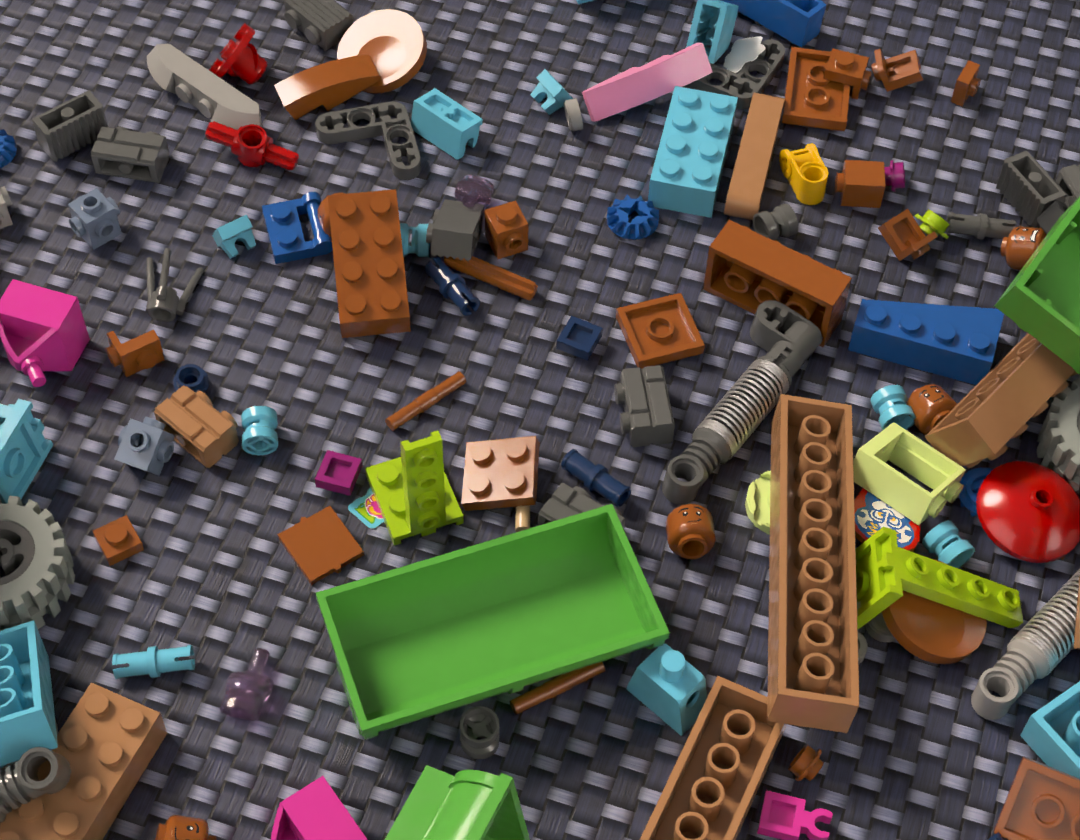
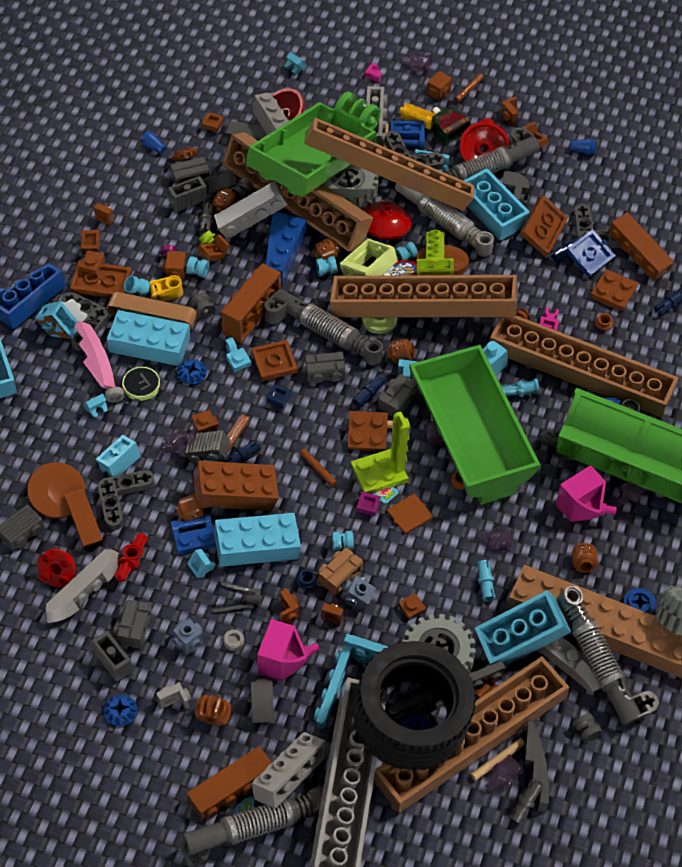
camera: 90 degrees left, 0 degrees up
(89, 285) = (233, 640): none -> light grey tile
(112, 414) = (332, 613): none -> dark orange plate
(265, 302) = (257, 539): none -> medium azure brick
(603, 151) = (141, 383): none -> black tile
(610, 746) = (522, 388): none -> medium azure pin
(647, 540) = (403, 367): none -> medium azure tile
(668, 279) = (236, 357): none -> medium azure plate
(803, 128) = (137, 286): none -> medium azure wheel
(863, 214) = (197, 267): none -> medium azure wheel
(981, 261) = (250, 210): none -> light grey brick

